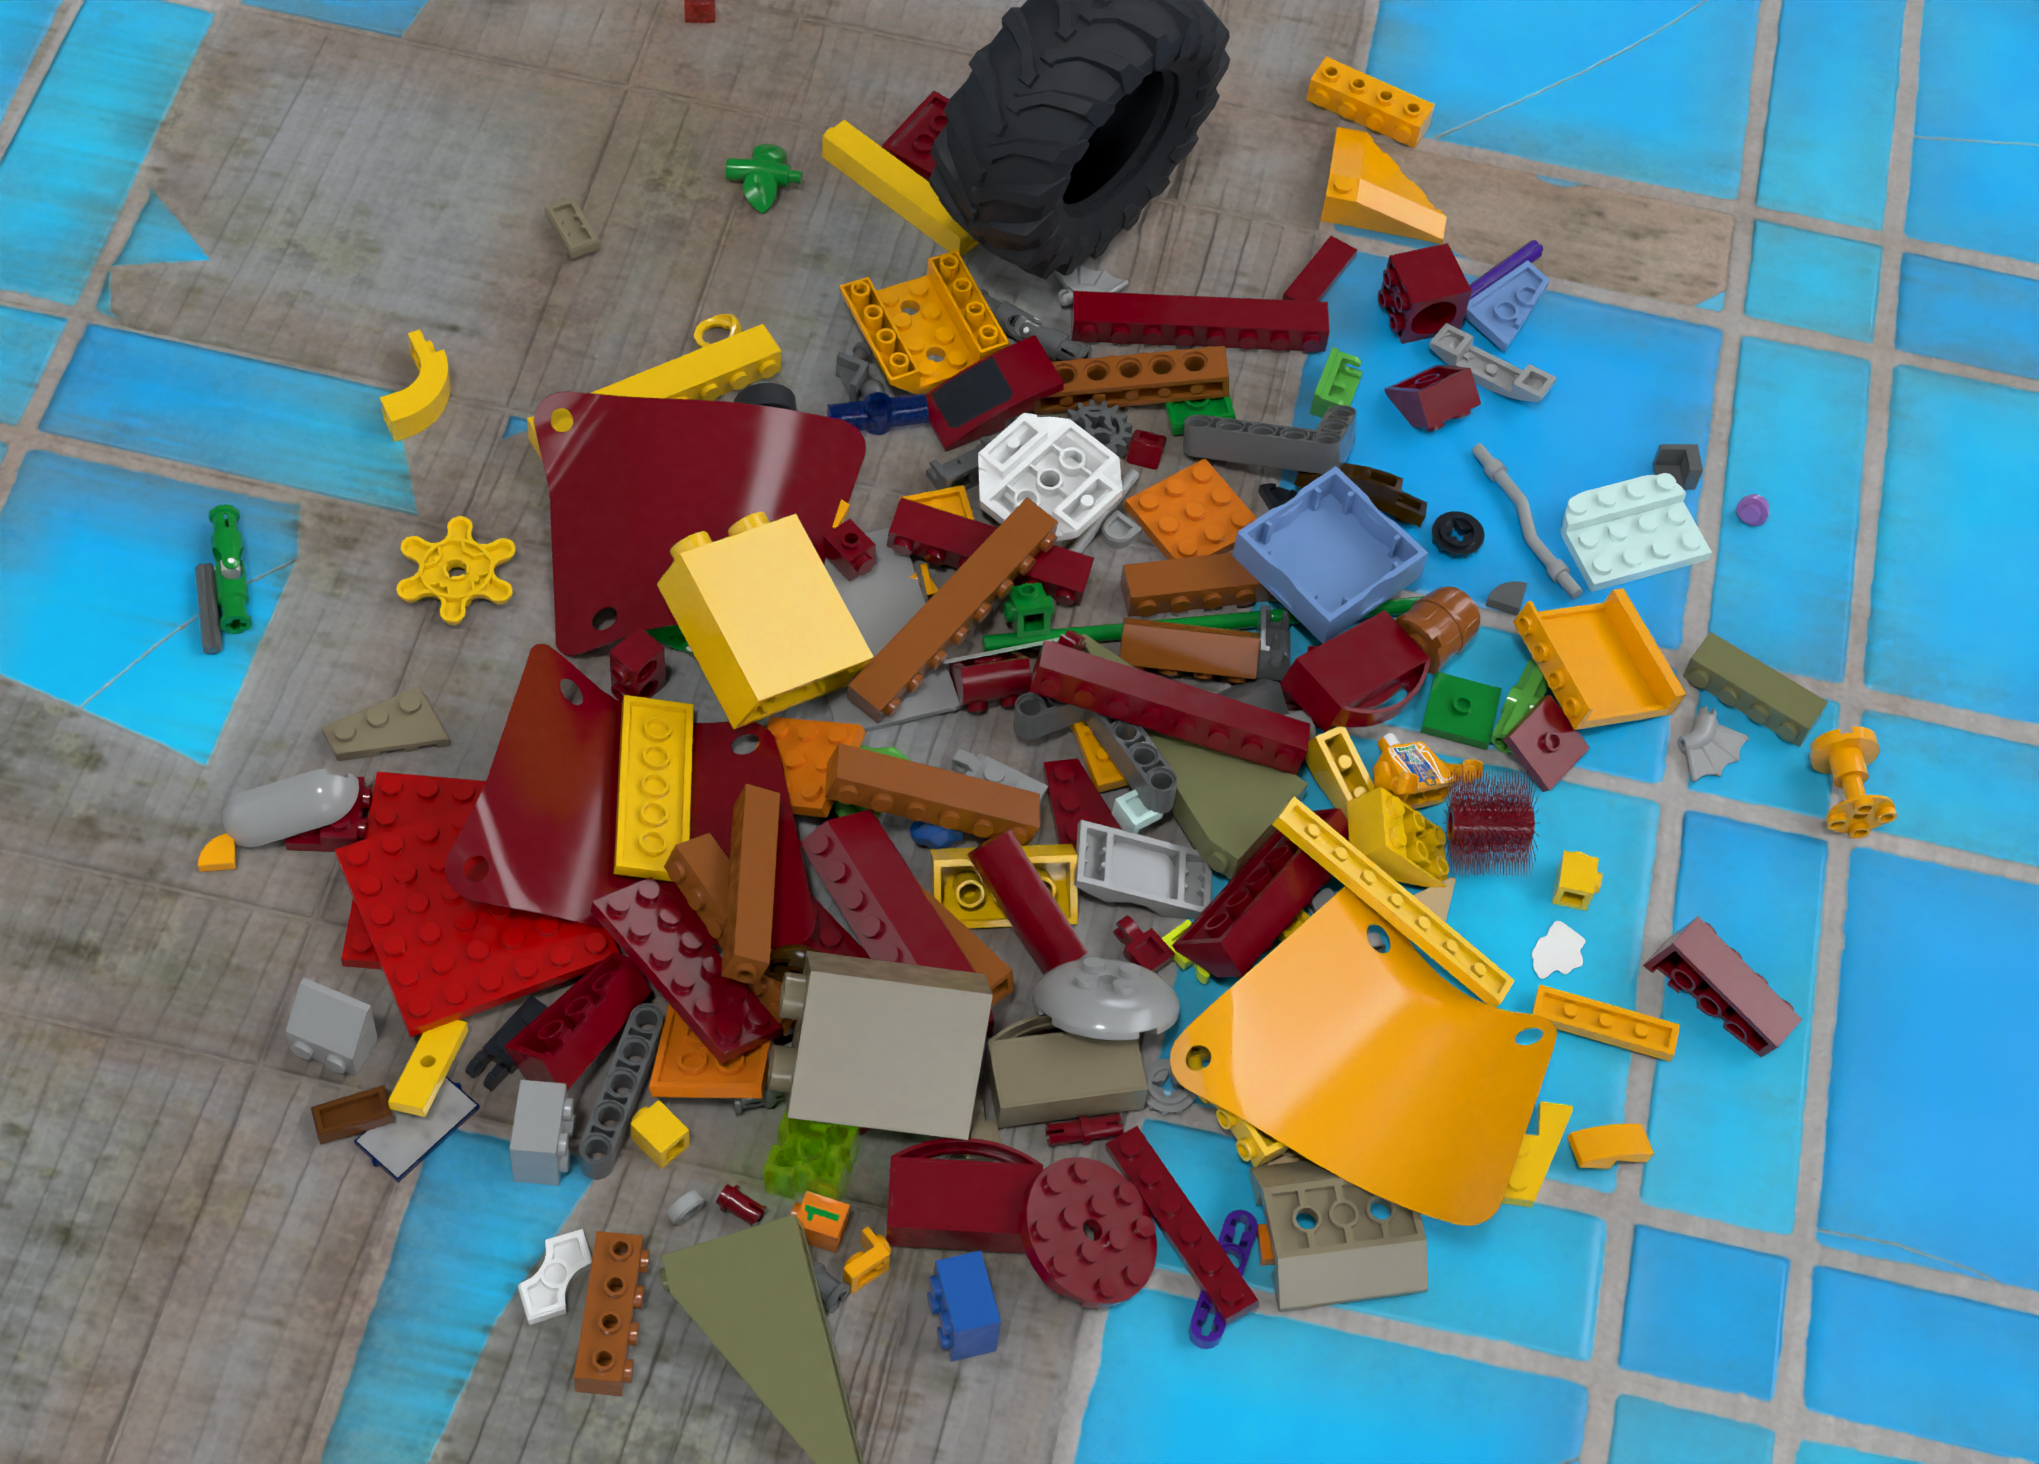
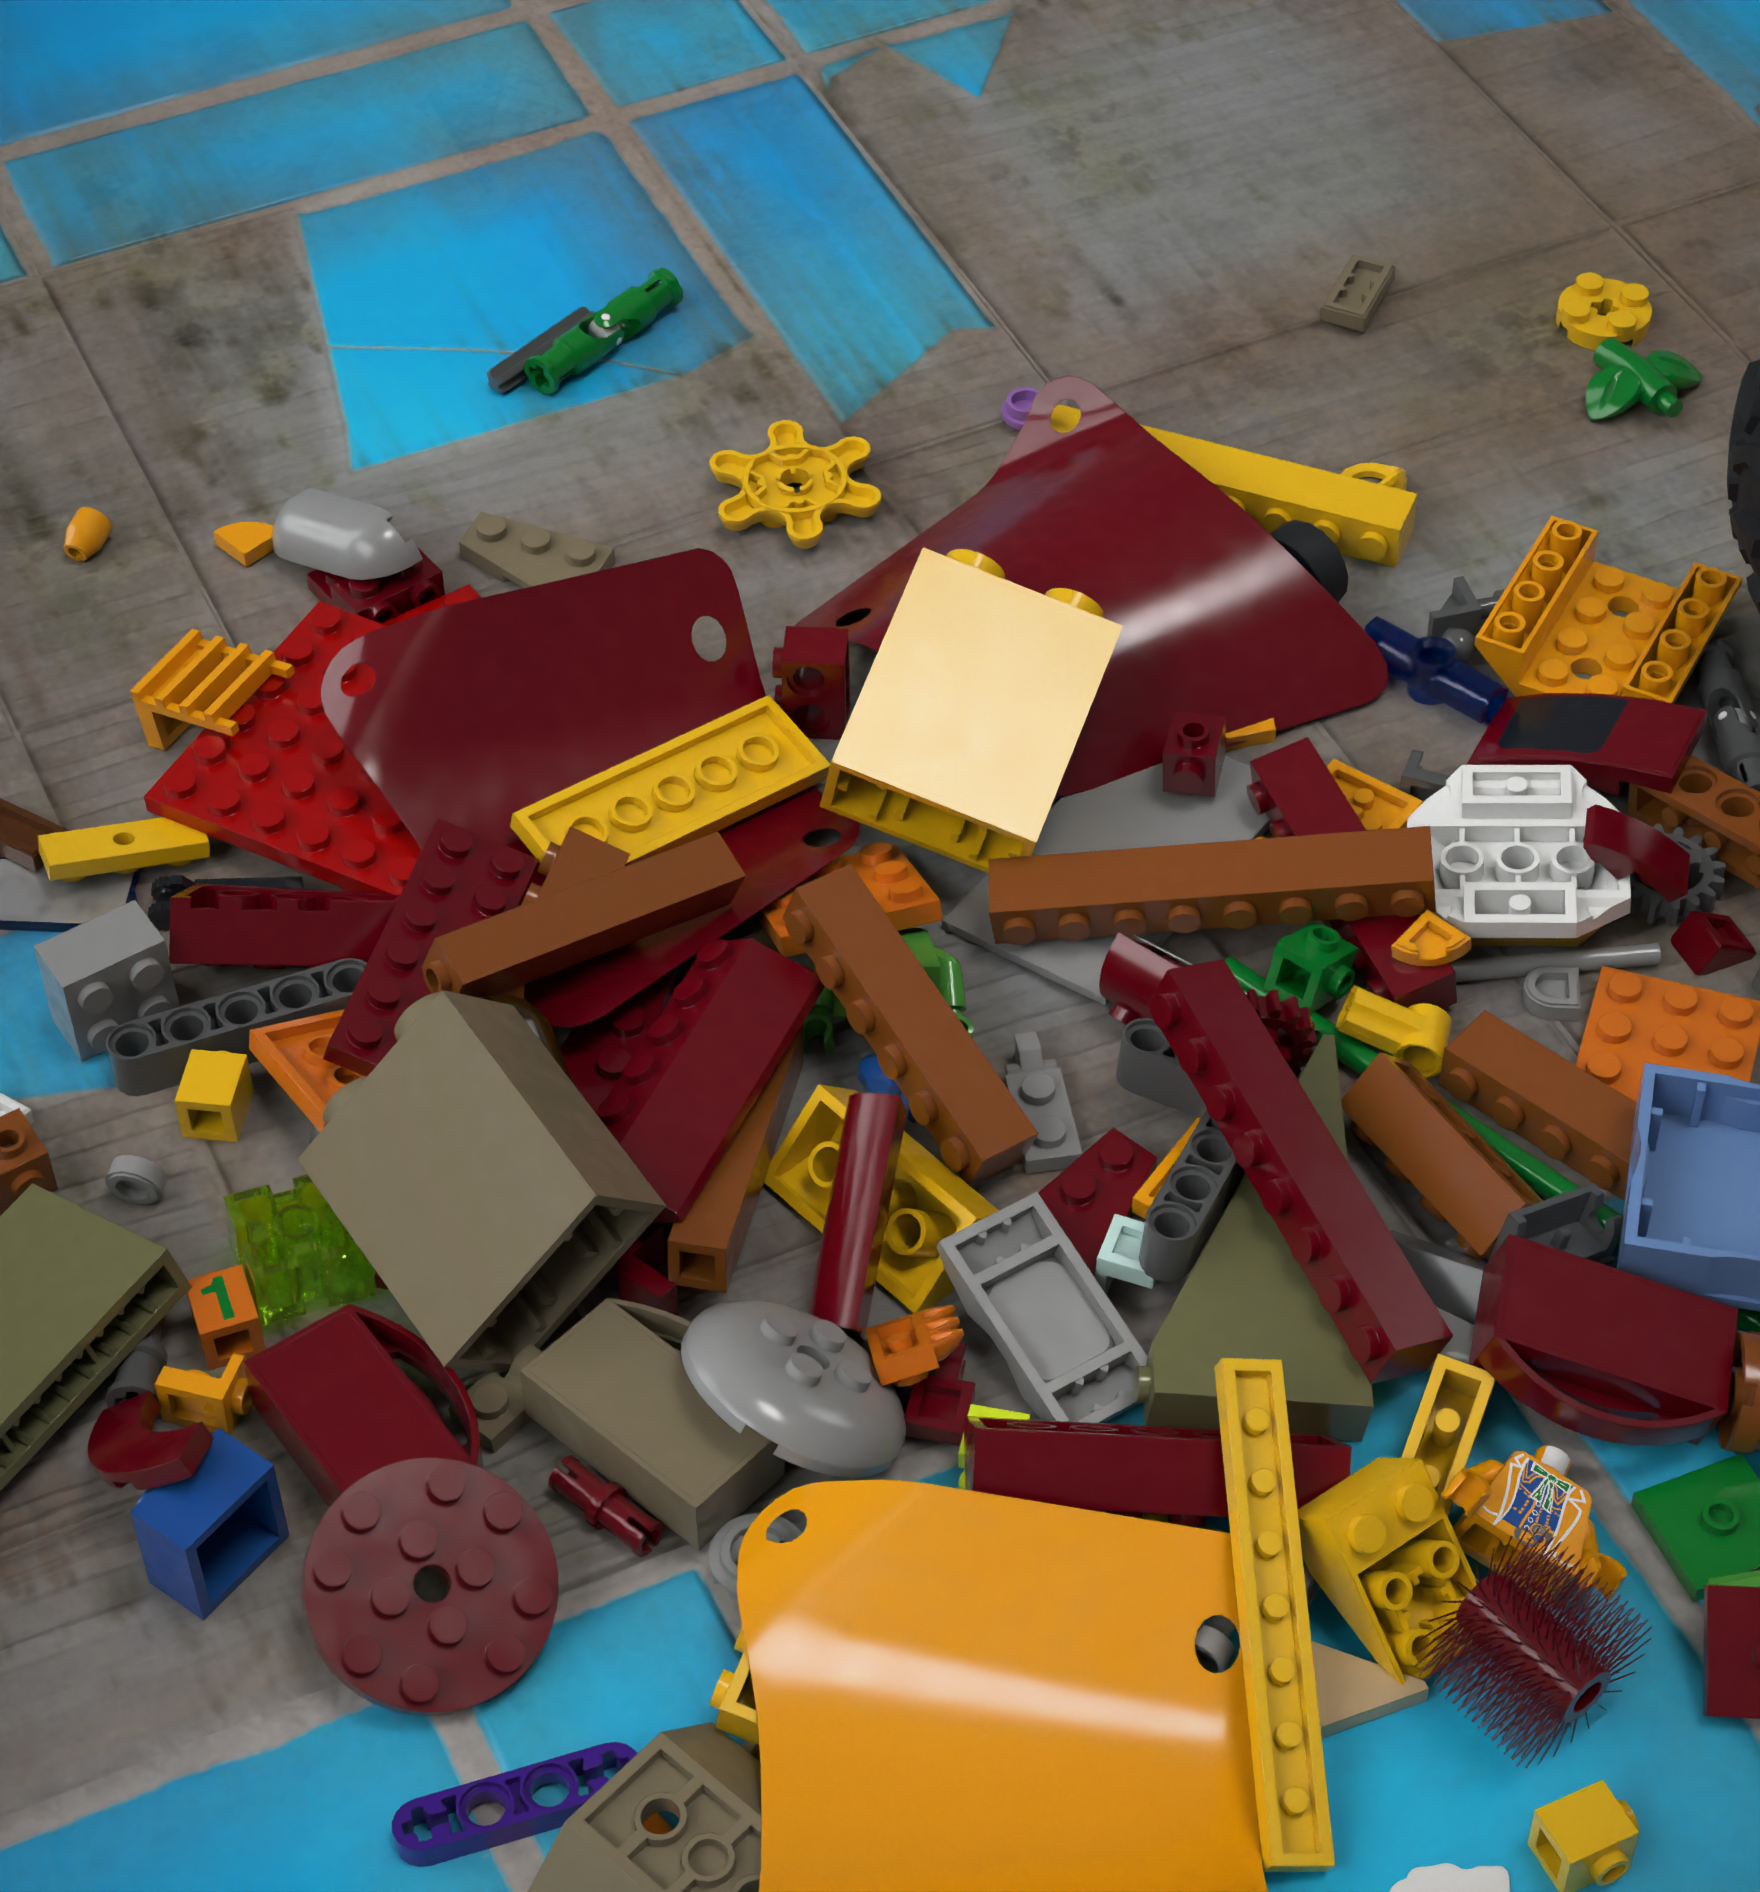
camera: 60 degrees right, 10 degrees down
(128, 930) = (86, 533): none -> light orange hose
(330, 953) = (197, 688): none -> light orange plate
(331, 1028) = (91, 742): light grey slope -> none
(425, 399) = (991, 326): yellow arch -> none
(505, 431) = (1018, 406): none -> medium lavender plate
(699, 132) = (1624, 304): none -> yellow plate
(740, 1204) = (186, 1222): dark red pin -> none
(904, 1313) = (129, 1451): none -> dark red tile
(1072, 552) = (1430, 942): none -> light orange tile
(1097, 605) = (1407, 1033): none -> yellow piece
(1098, 432) = (1630, 845): none -> dark red slope
(1114, 935) = (913, 1344): none -> orange plate
(1182, 1226) = (547, 1701): dark red plate -> none

